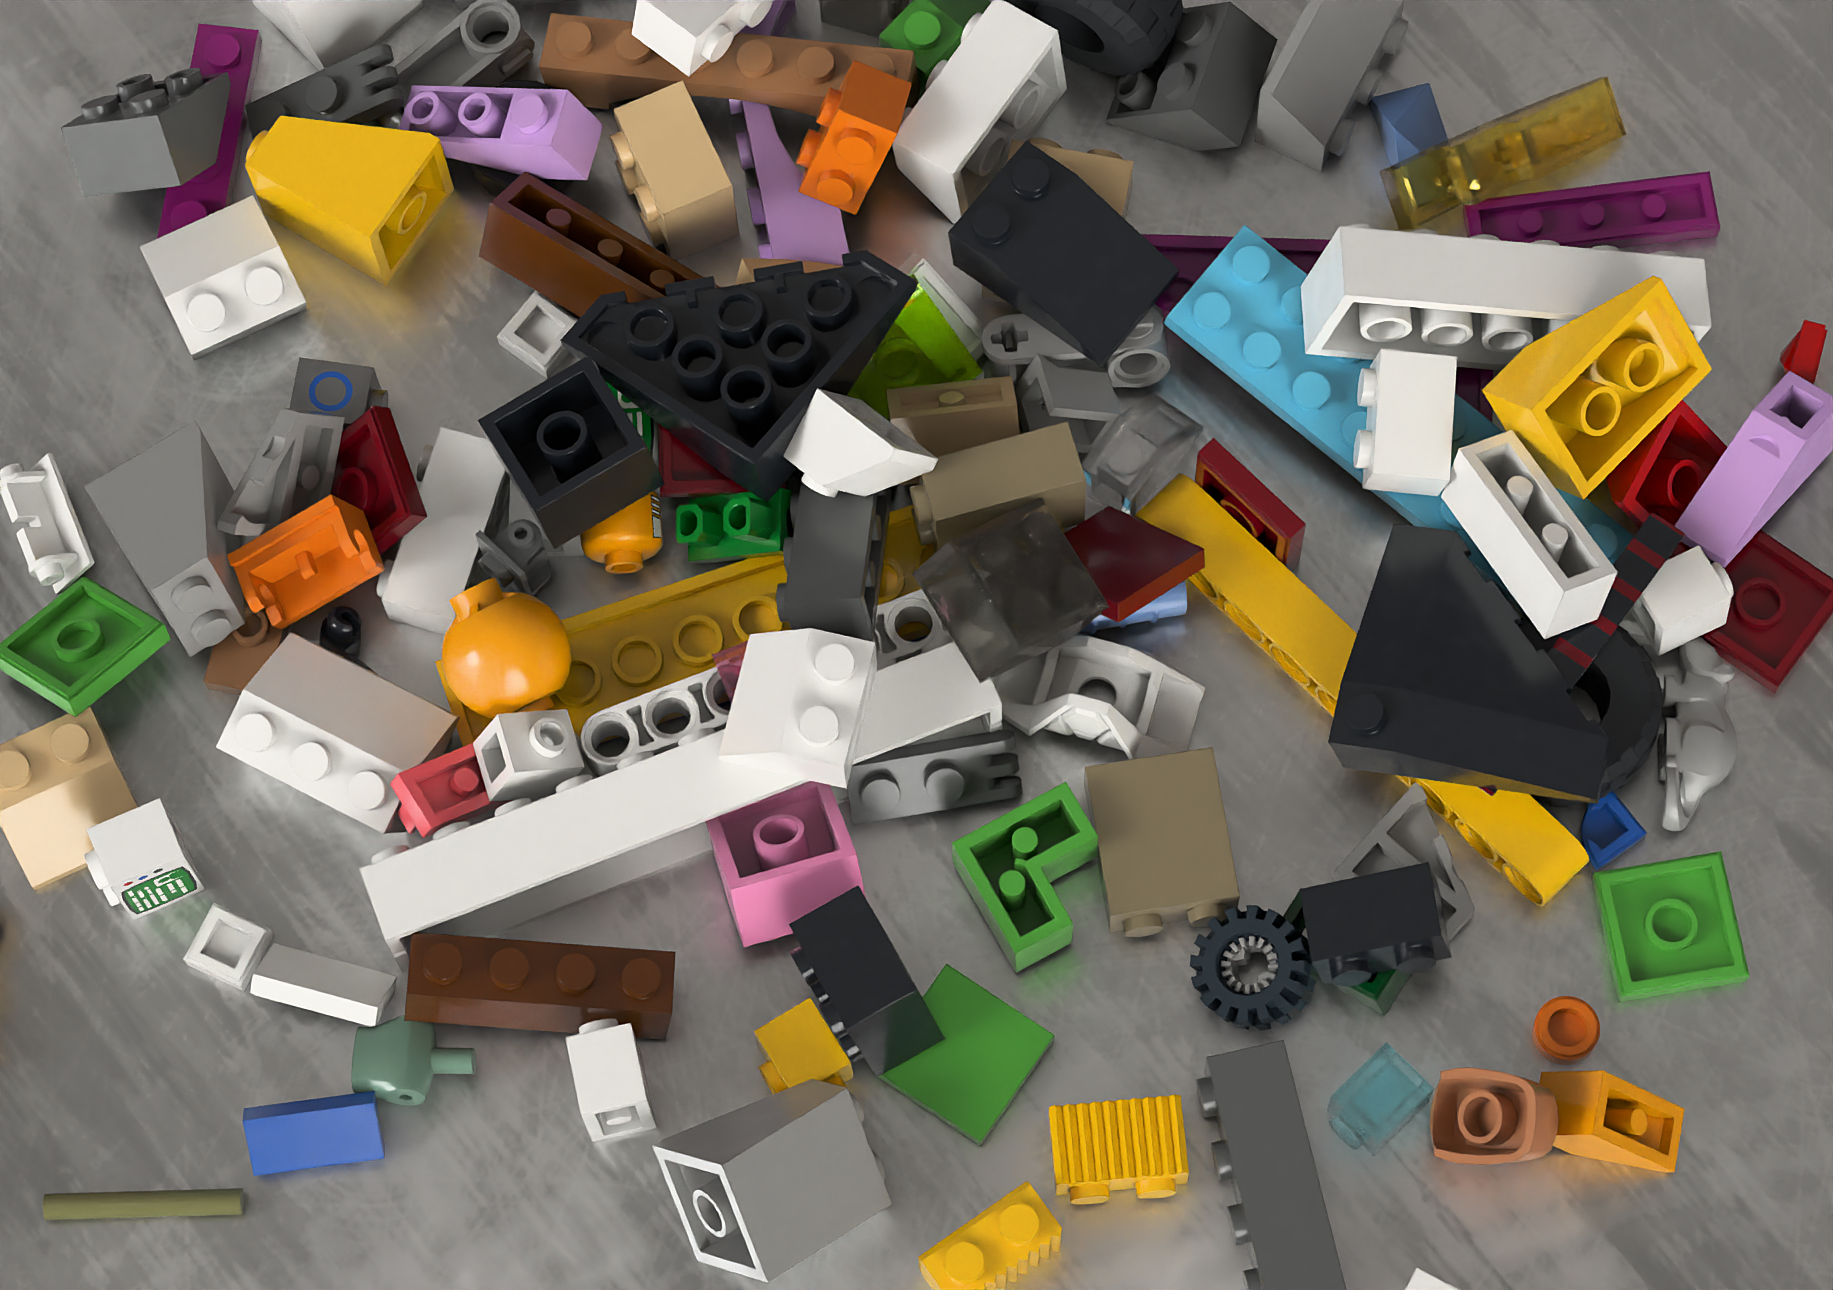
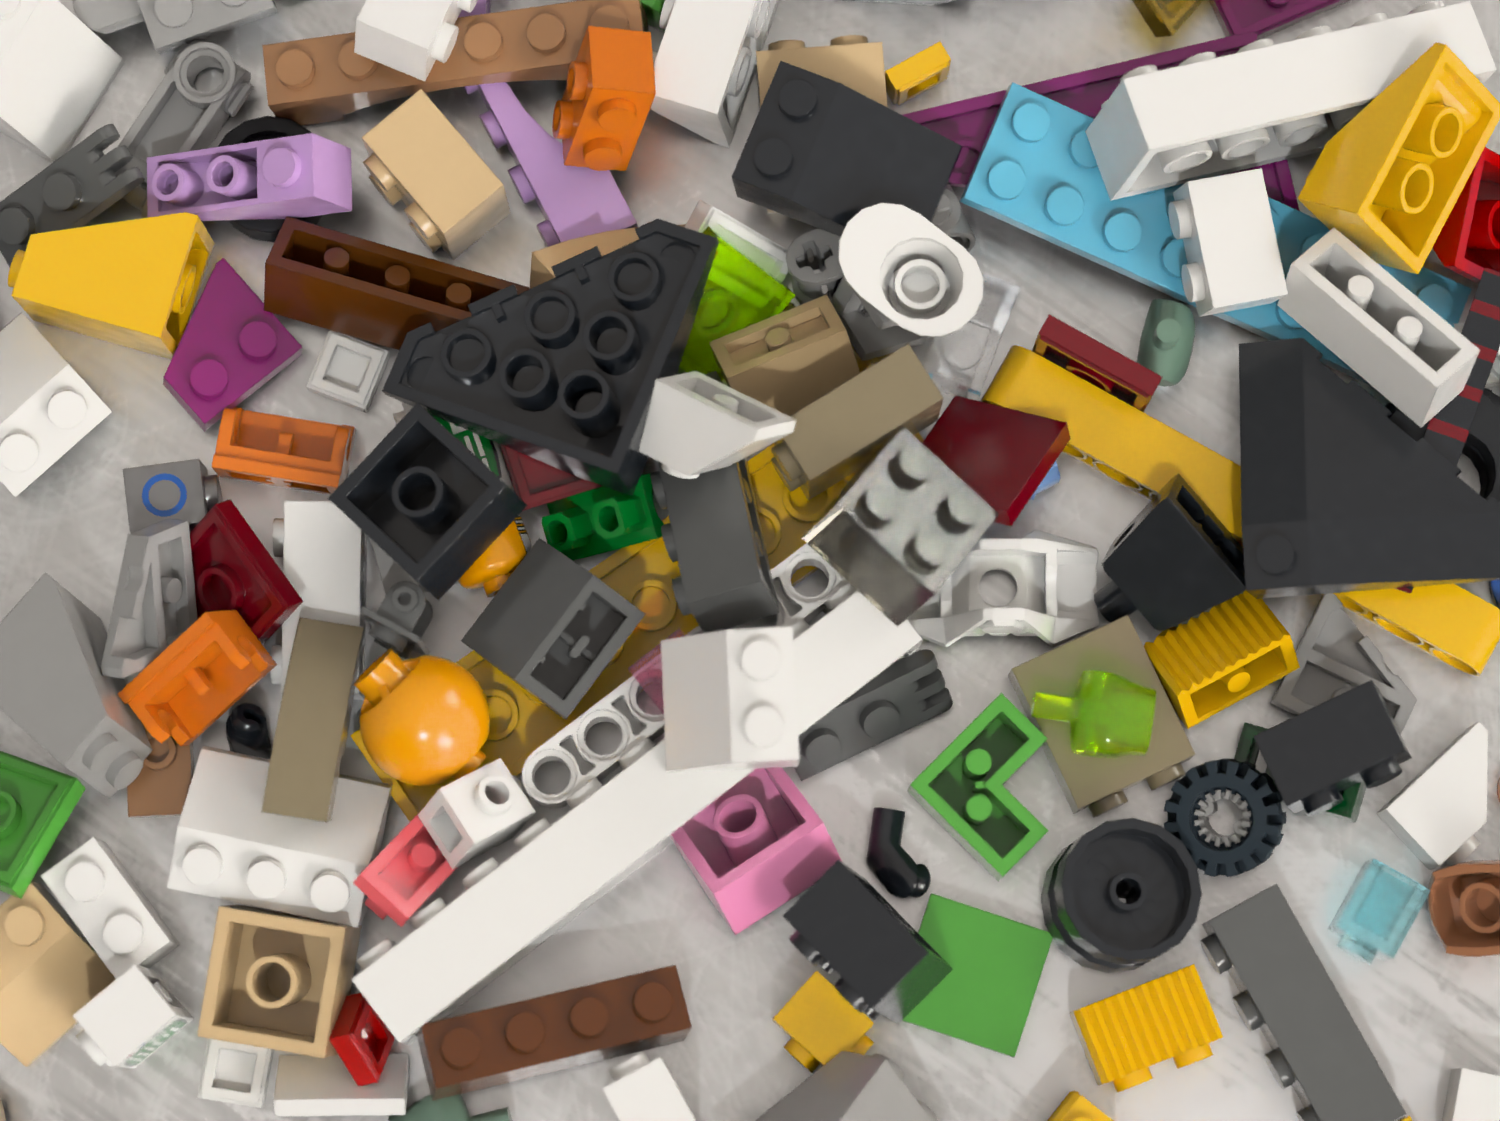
camera: 20 degrees left, 10 degrees up
(157, 753) = (109, 908): none -> white brick
(293, 865) = (277, 980): none -> tan brick
(355, 943) = (361, 1040): none -> red tile
(401, 629) = (313, 720): none -> dark tan slope
(433, 283) = (227, 349): none -> magenta wing
(448, 385) = (283, 451): none -> orange hinge
(657, 608) = (553, 628): none -> dark grey slope
(916, 923) = (890, 861): none -> black arm
(1091, 359) = (910, 270): none -> white piece
(1159, 831) = (1105, 715): none -> clear neon green piece
(1161, 204) = (917, 74): none -> yellow tile
(1164, 1004) = (1126, 862): none -> black wheel
(1268, 707) = (1171, 561): none -> black torso
(1293, 815) = (1221, 657): none -> yellow brick
(1327, 508) = (1167, 340): none -> sand green piece
(1473, 1013) = (1444, 802): none -> white slope

